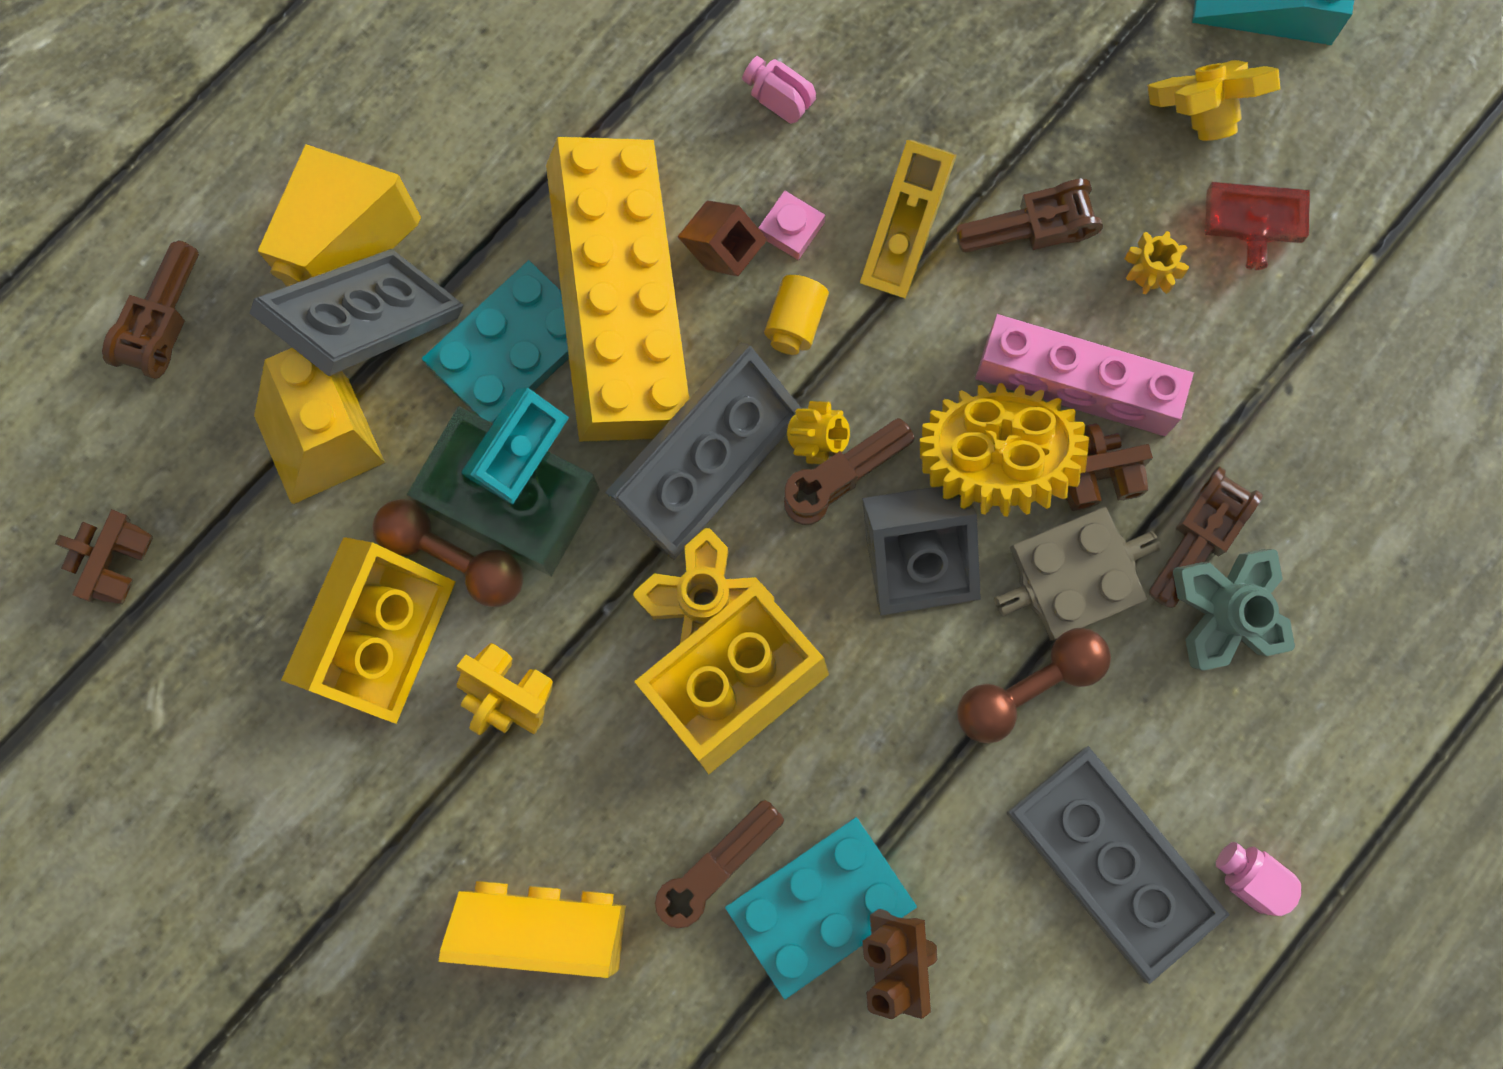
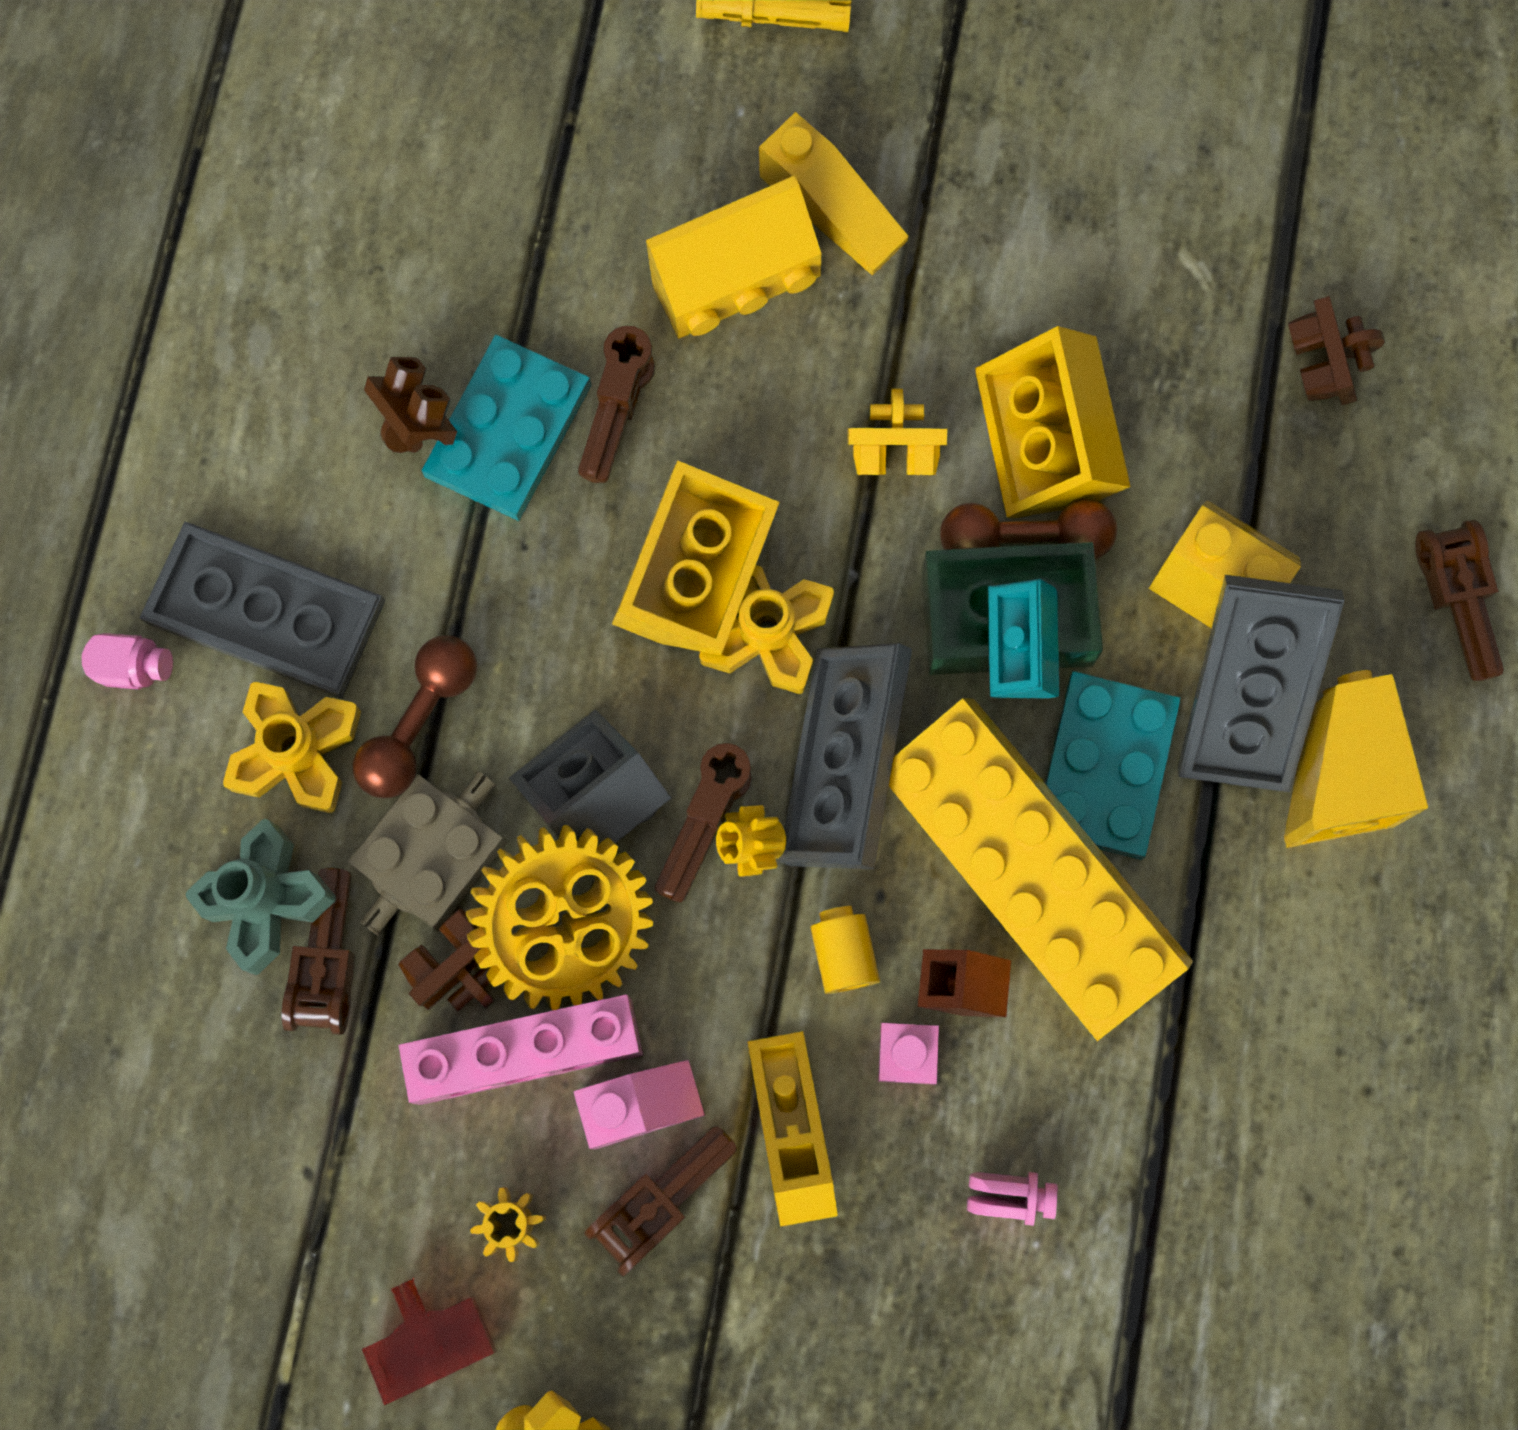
camera: 150 degrees right, 0 degrees up
(409, 939) = (832, 192): none -> yellow slope
(1017, 289) = (638, 1104): none -> bright pink slope
(1151, 750) = (277, 725): none -> yellow plant

